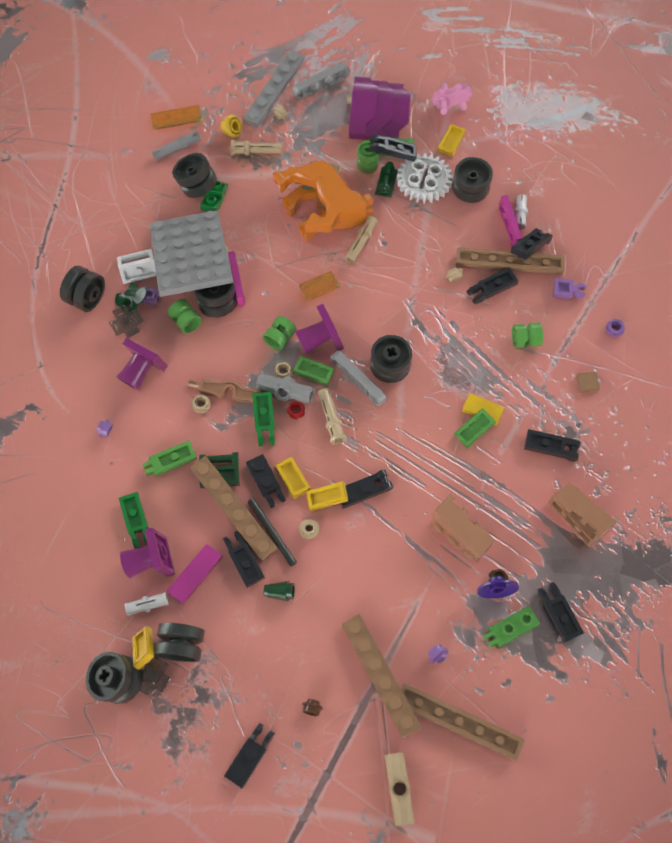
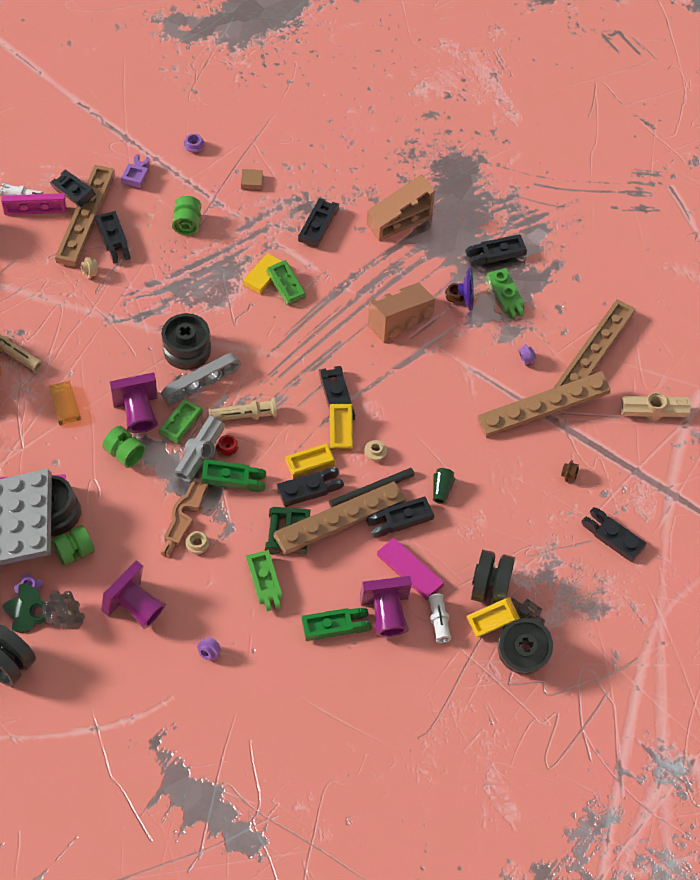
camera: 85 degrees left, 10 degrees down
(280, 367) = (173, 447): tan plate -> none

